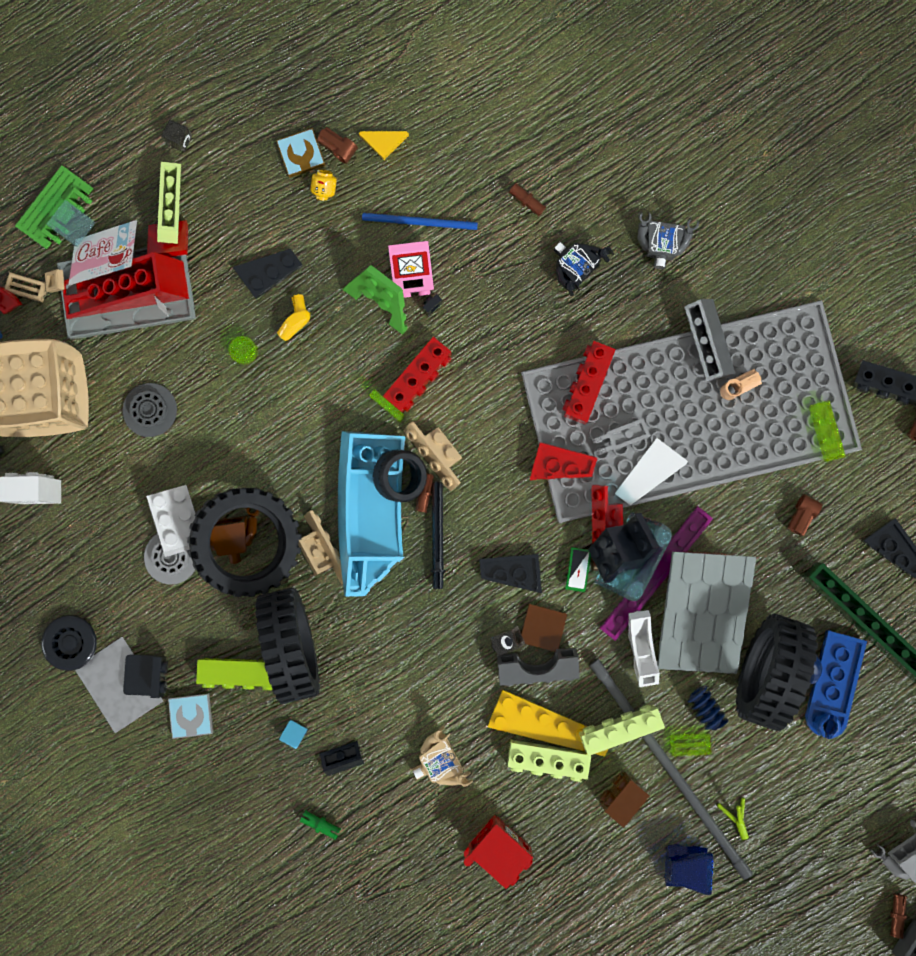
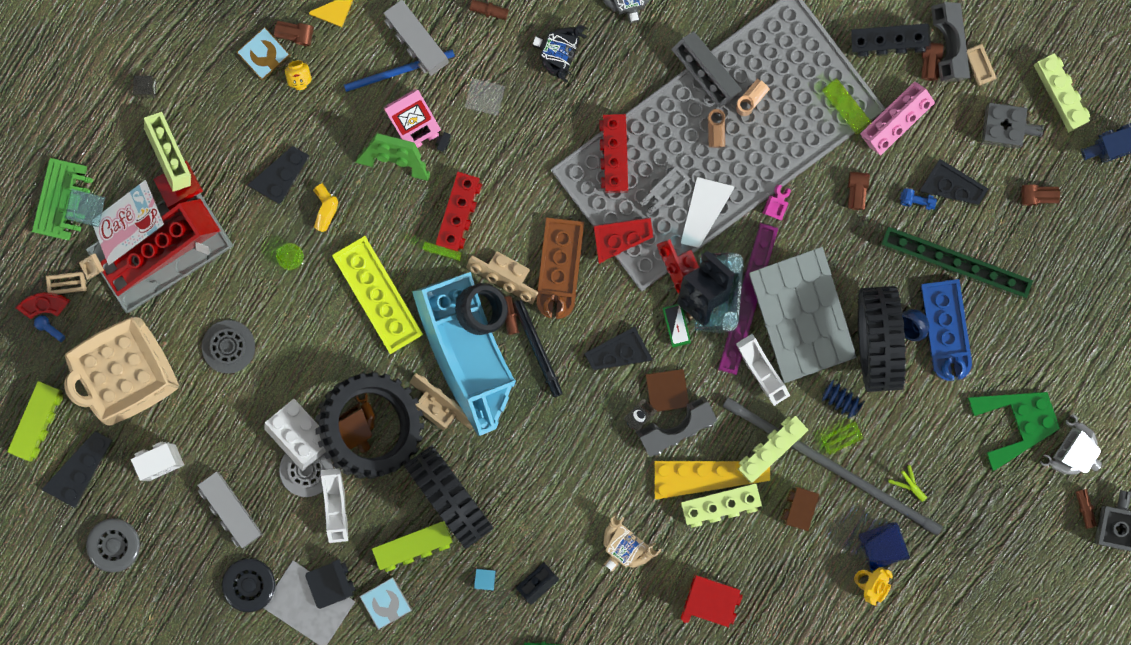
camera: 20 degrees left, 0 degrees up
(82, 564) = (229, 509): none -> light grey brick
(182, 600) = (334, 505): none -> white arch
(309, 421) = (377, 295): none -> neon yellow plate
(448, 196) = (415, 36): none -> light grey brick
(489, 279) = (485, 97): none -> clear piece
(491, 467) = (559, 266): none -> dark orange plate
(665, 903) = (877, 585): none -> yellow tile
(694, 401) = (716, 131): none -> medium nougat piece
(720, 496) = (776, 205): none -> dark pink plate
(848, 542) = (907, 198): none -> blue bar
(871, 462) = (897, 118): none -> bright pink brick
(882, 802) = (1033, 418): none -> green wing

